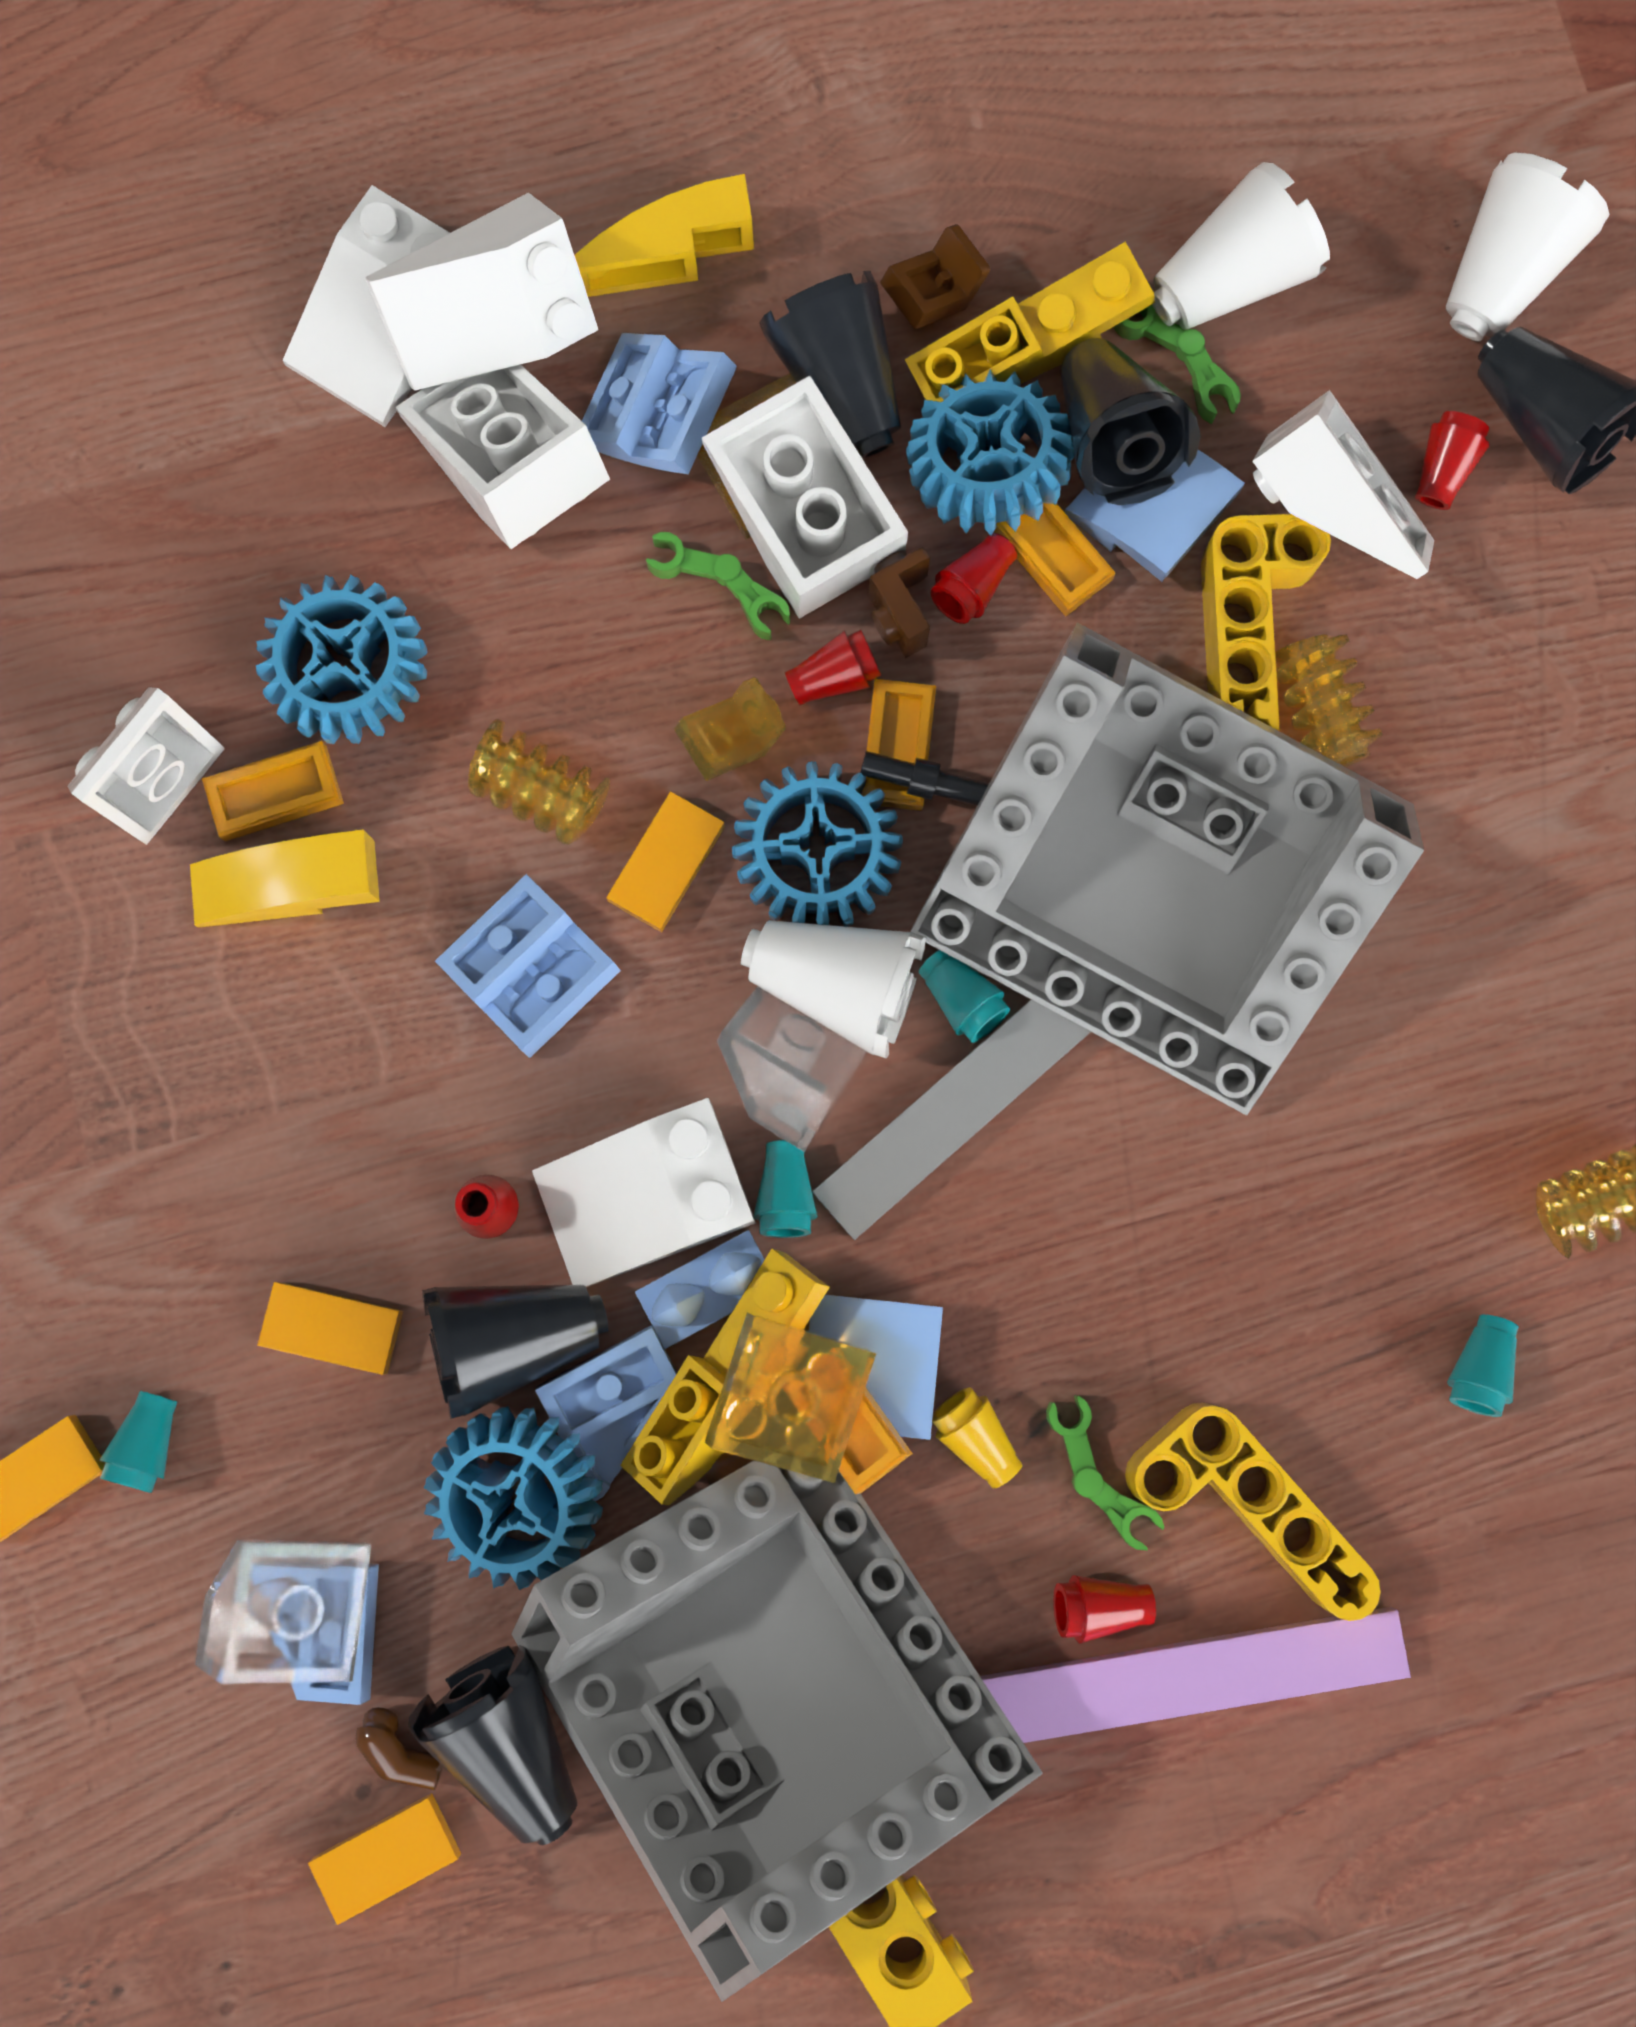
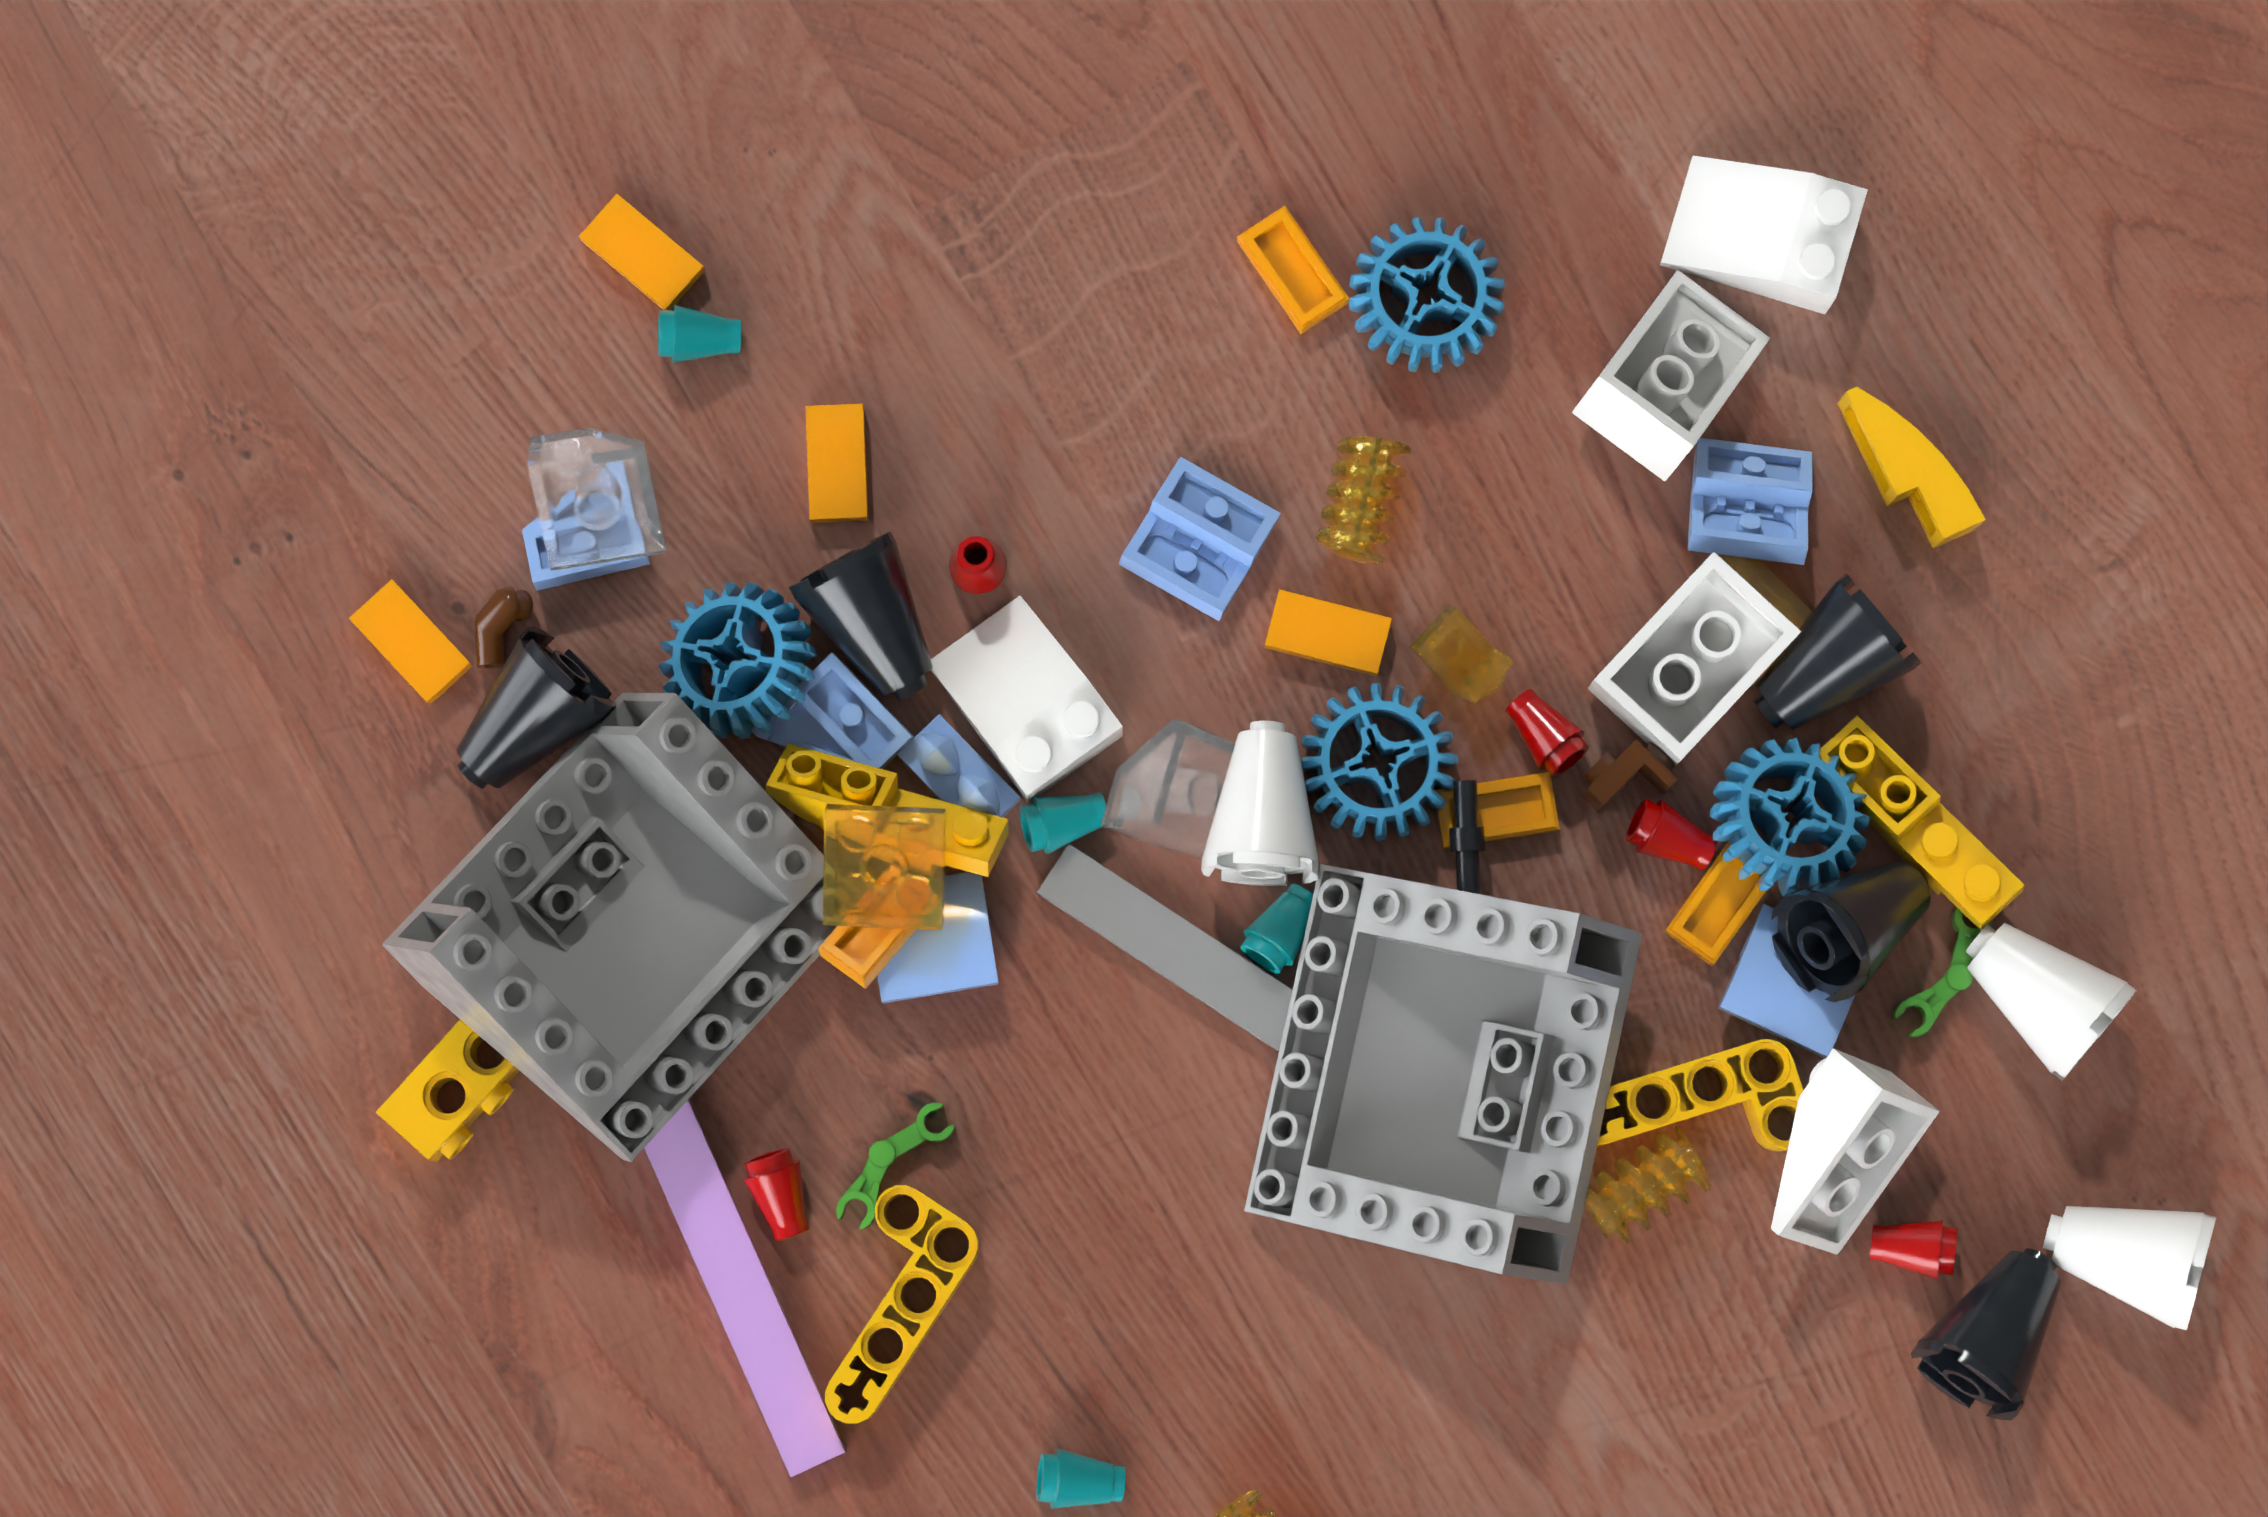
camera: 75 degrees right, 0 degrees up
(145, 764) = (1279, 152): white slope -> none
(285, 879) = (1214, 305): yellow slope -> none
(485, 296) = (1791, 322): white slope -> none
(727, 572) = (1612, 611): bright green piece -> none
(937, 280) = (1944, 723): reddish brown bracket -> none
(976, 1436) = (895, 1044): yellow cone -> none

